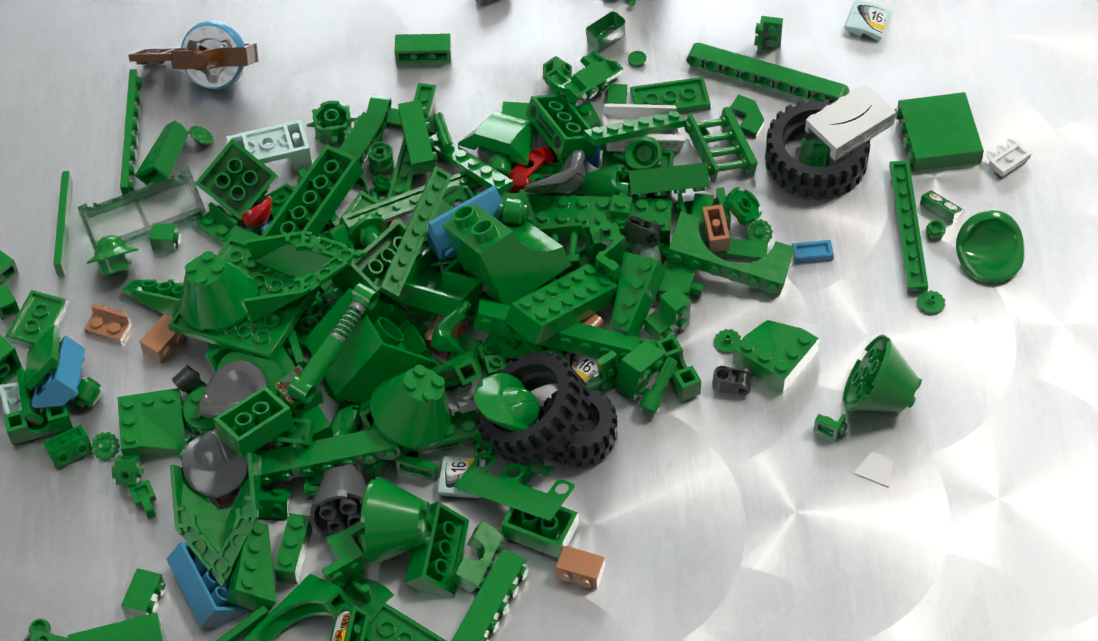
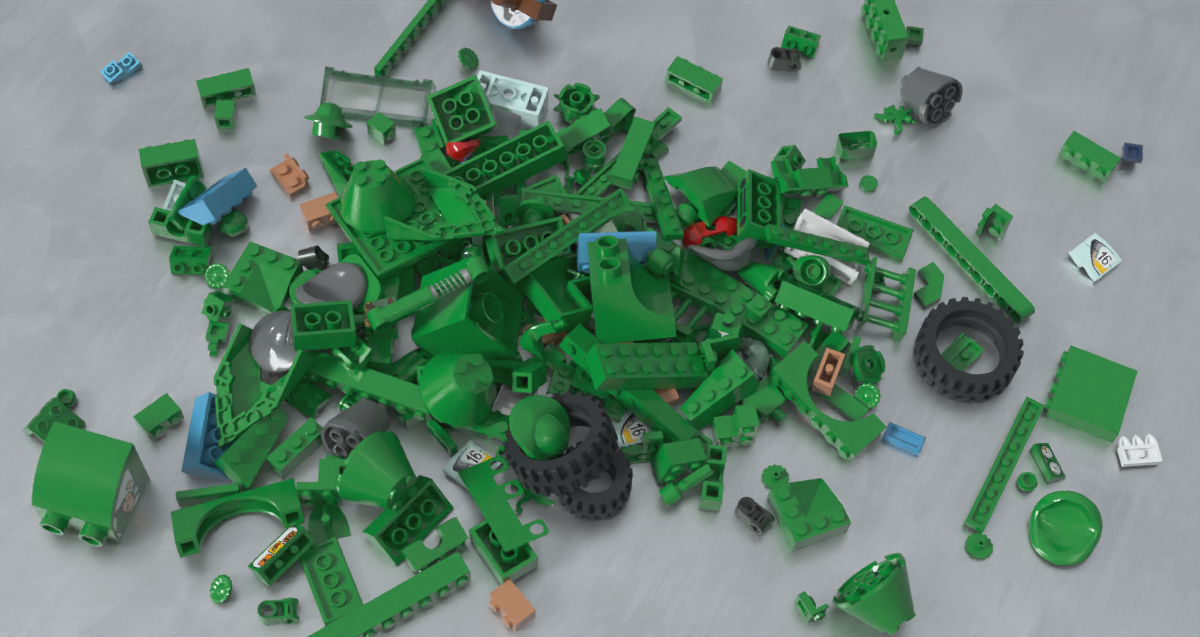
camera: 25 degrees right, 5 degrees up
(36, 318) = (241, 142): green tile -> none
(42, 358) = (215, 176): green tile -> none
(63, 223) = (313, 74): green tile -> none
(163, 154) = (426, 58): green slope -> none
(294, 350) = (408, 282): green plate -> none
(443, 131) = (659, 159): green axle -> none
(640, 231) = (760, 338): pearl dark grey piece -> none
(851, 120) = (1009, 342): white panel -> none

